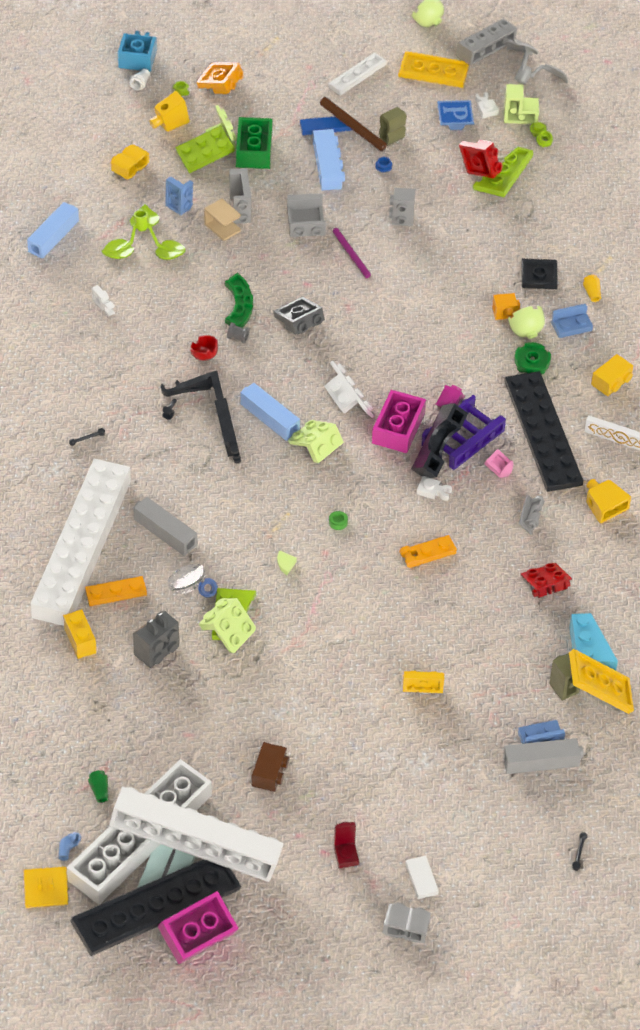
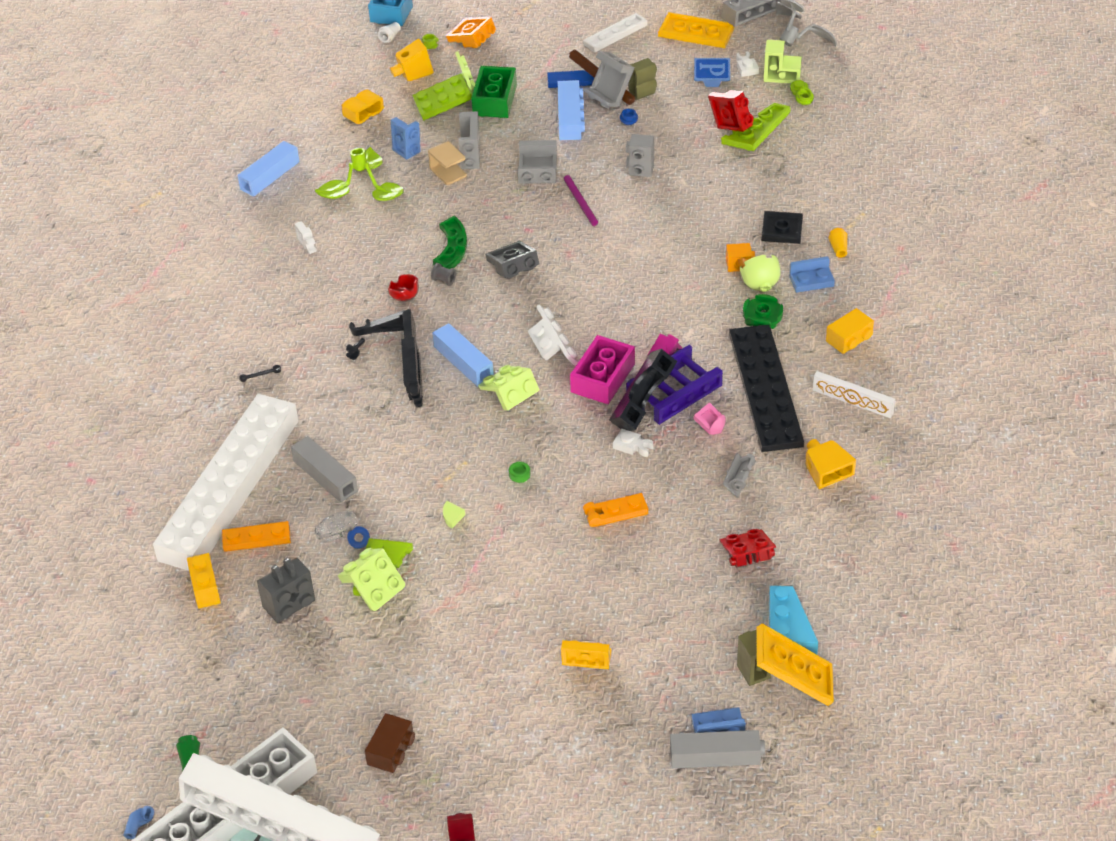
camera: 10 degrees right, 5 degrees down
(363, 129) = (610, 80): none -> light grey panel

